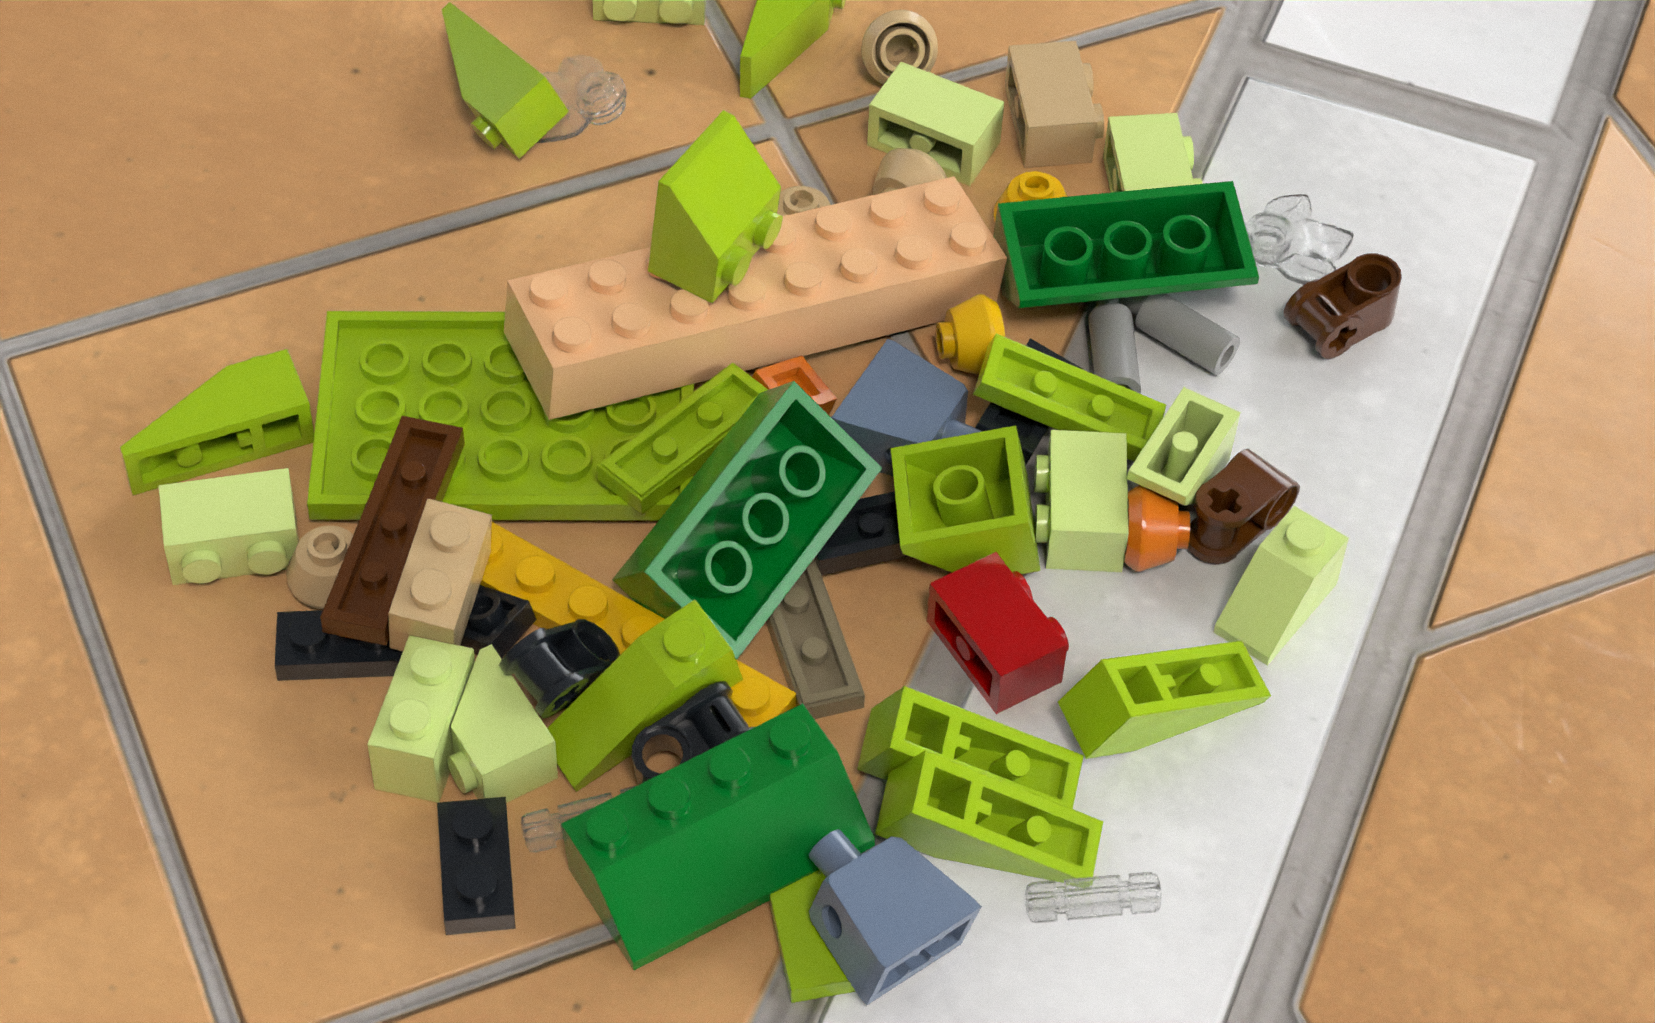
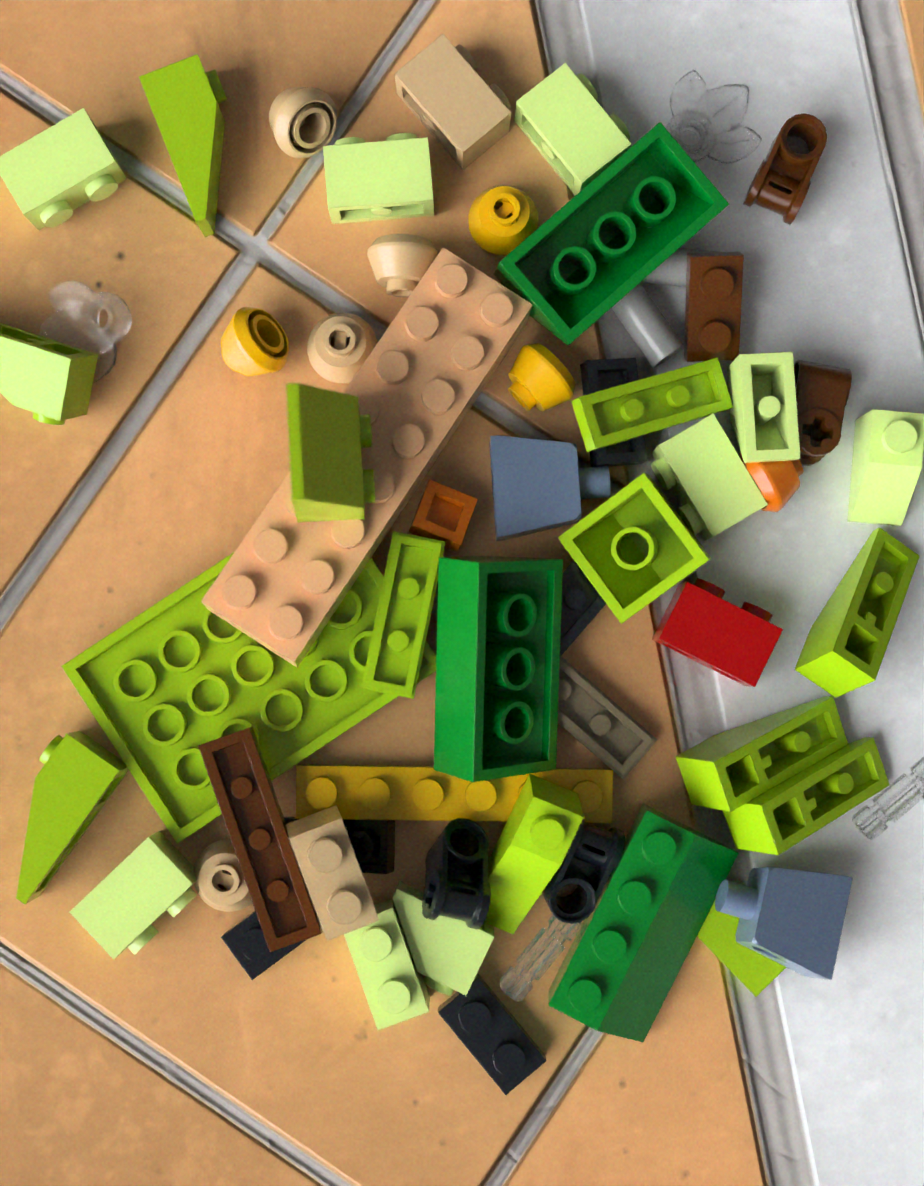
camera: 35 degrees left, 35 degrees up
(1195, 354) = (713, 306): none -> reddish brown plate

